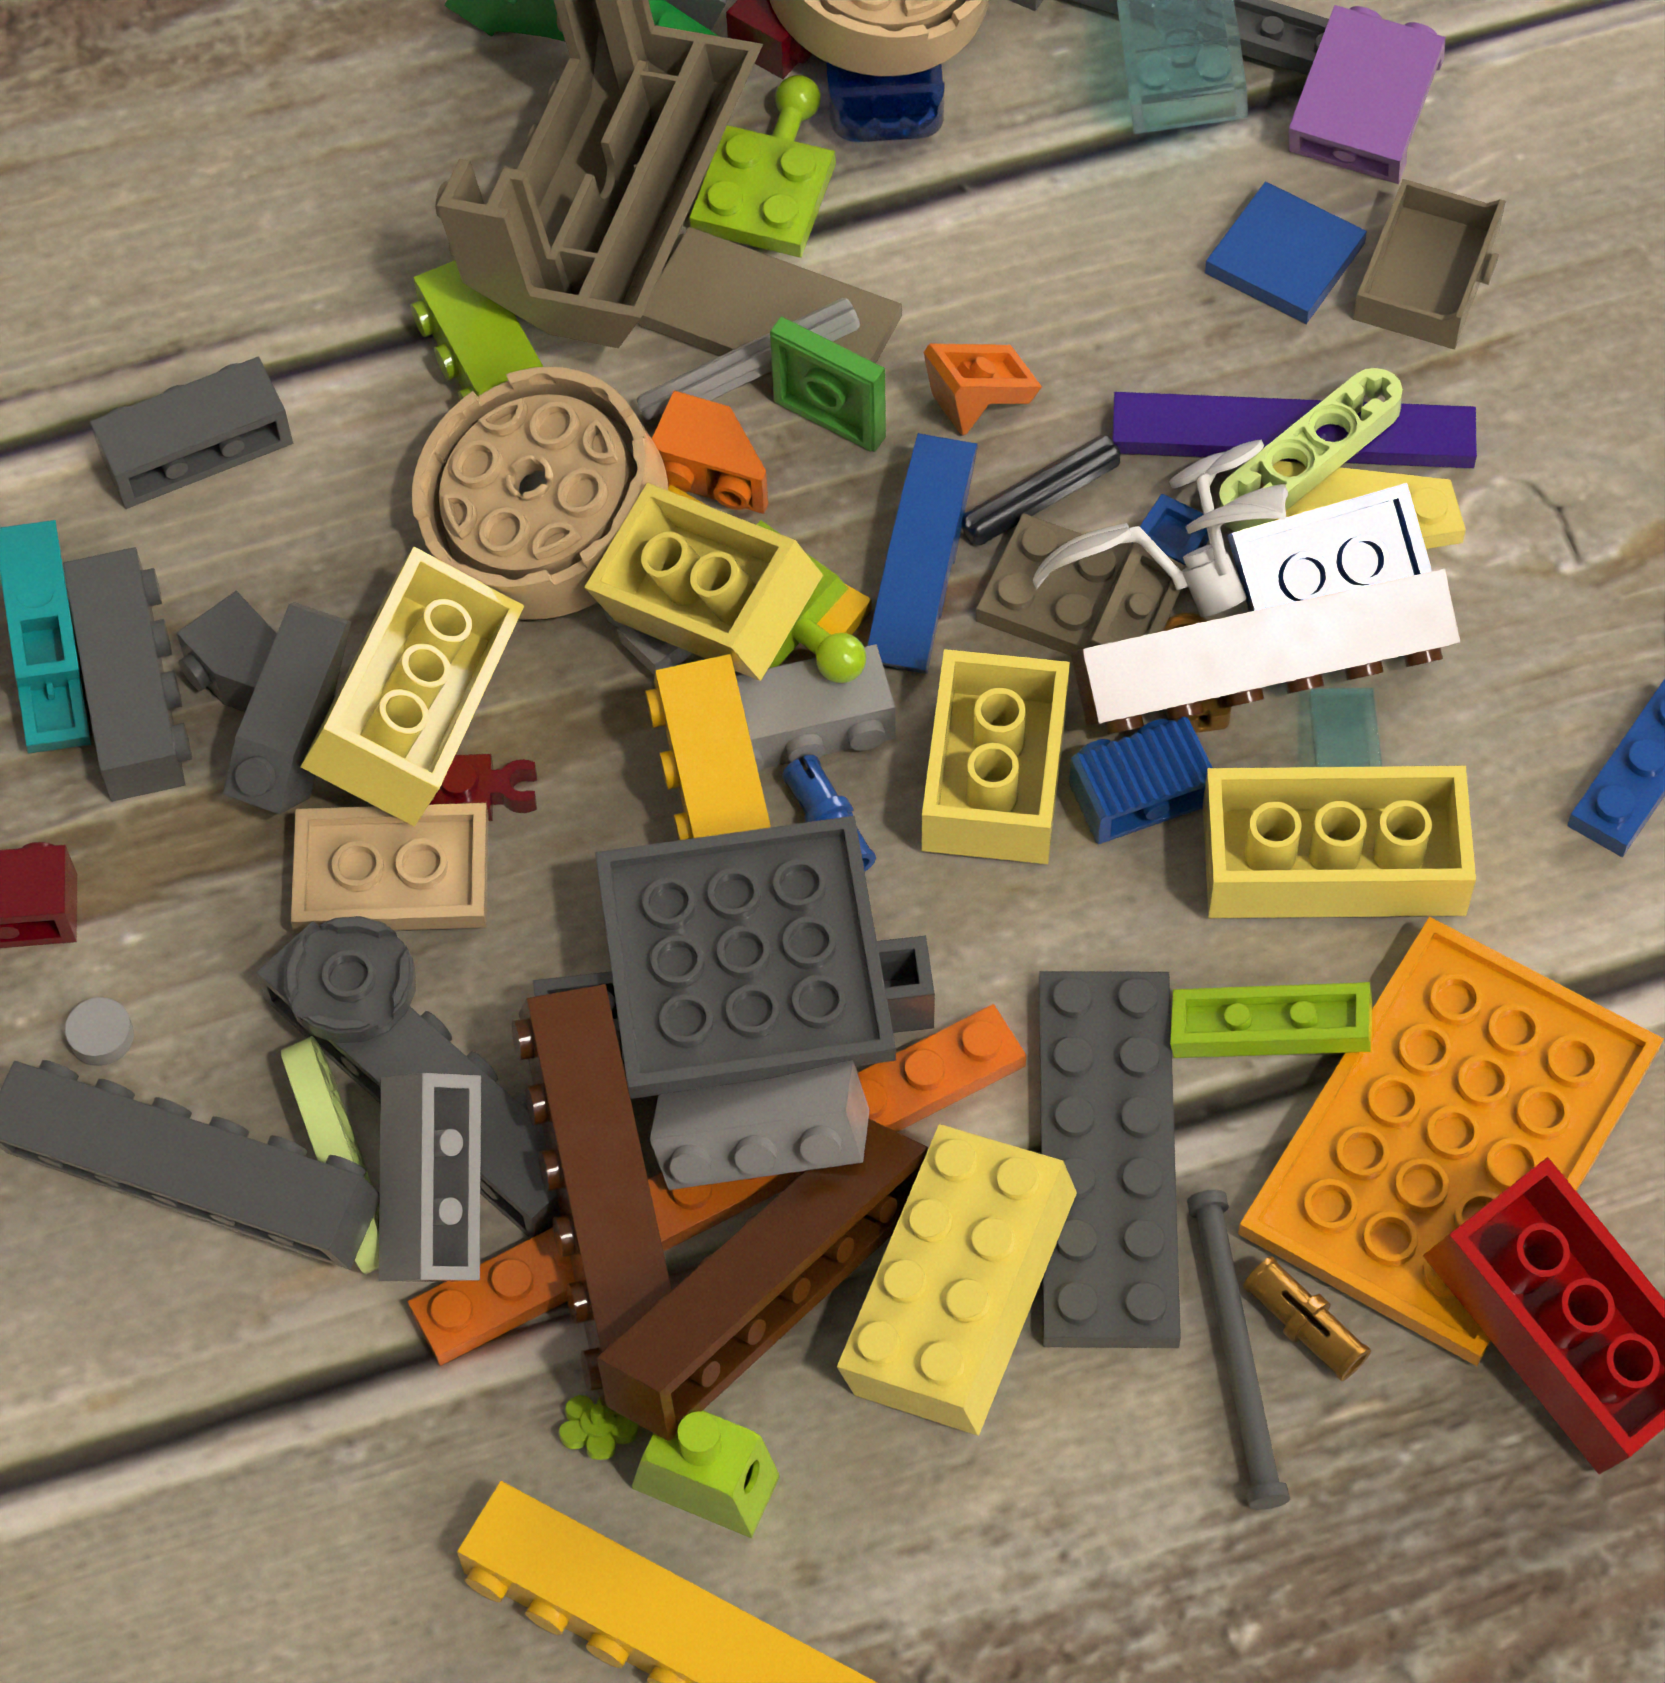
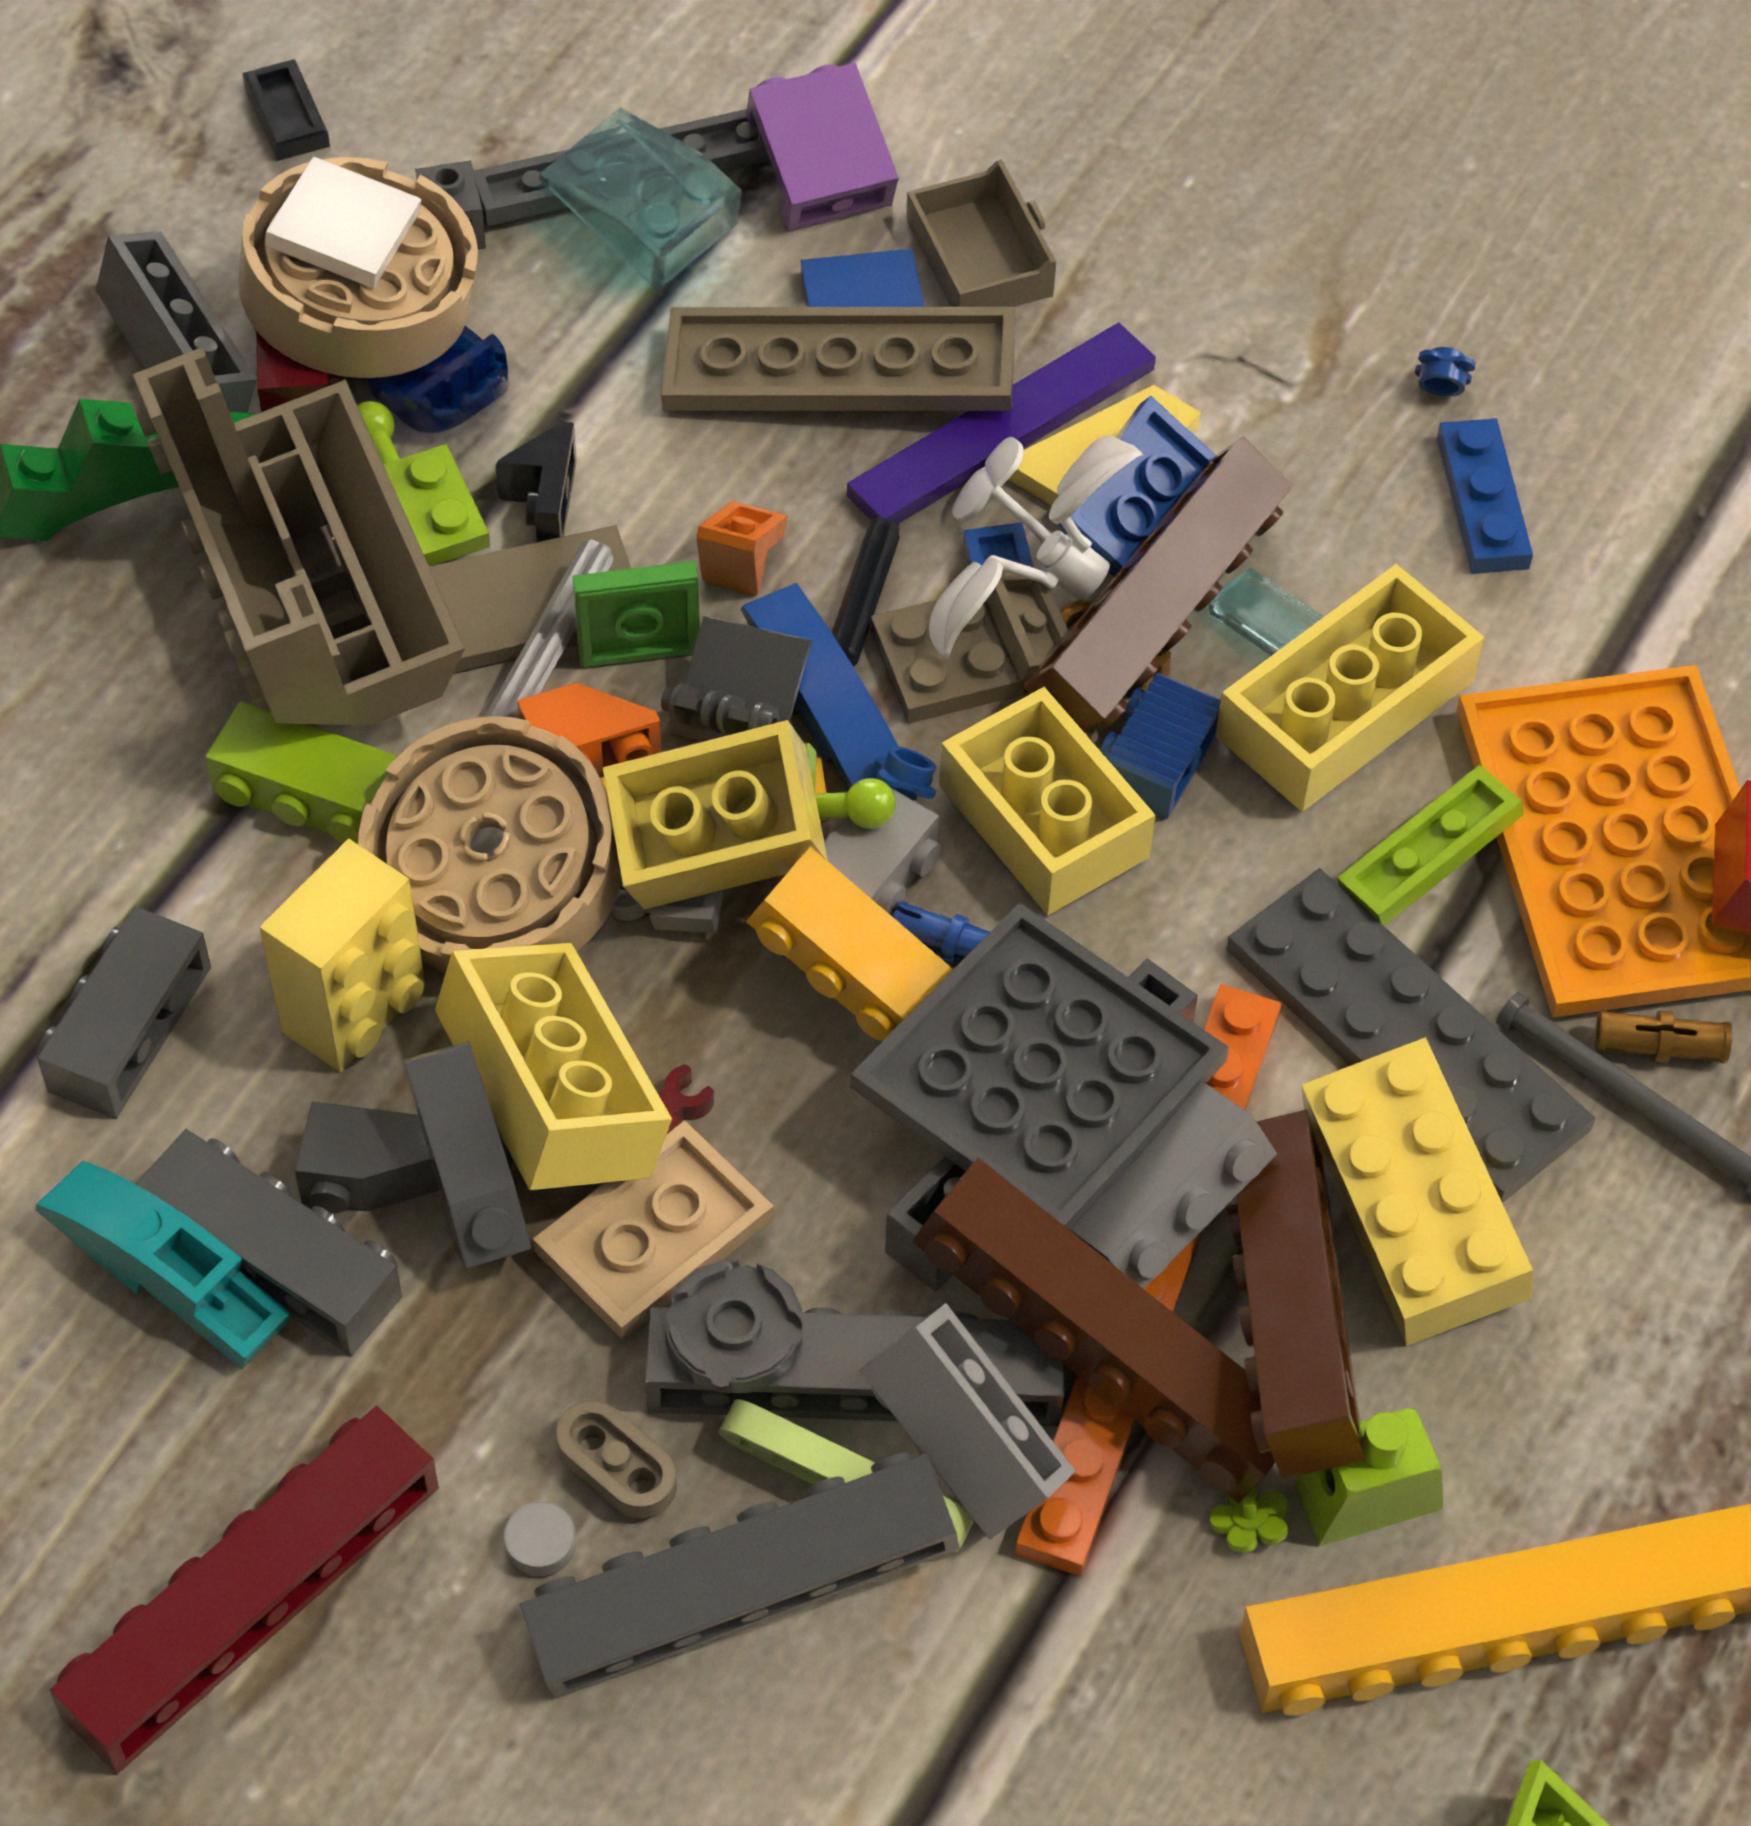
camera: 45 degrees left, 5 degrees down
(201, 1019) = (619, 1462): none -> dark tan plate
(344, 495) = (344, 956): none -> light yellow brick
(851, 497) = (736, 681): none -> dark grey hinge
(883, 230) = (542, 478): none -> black slope
(908, 657) = (907, 772): none -> blue plate
(1208, 286) = (839, 359): none -> dark tan plate
(1316, 454) = (1043, 426): yellowish green beam -> none

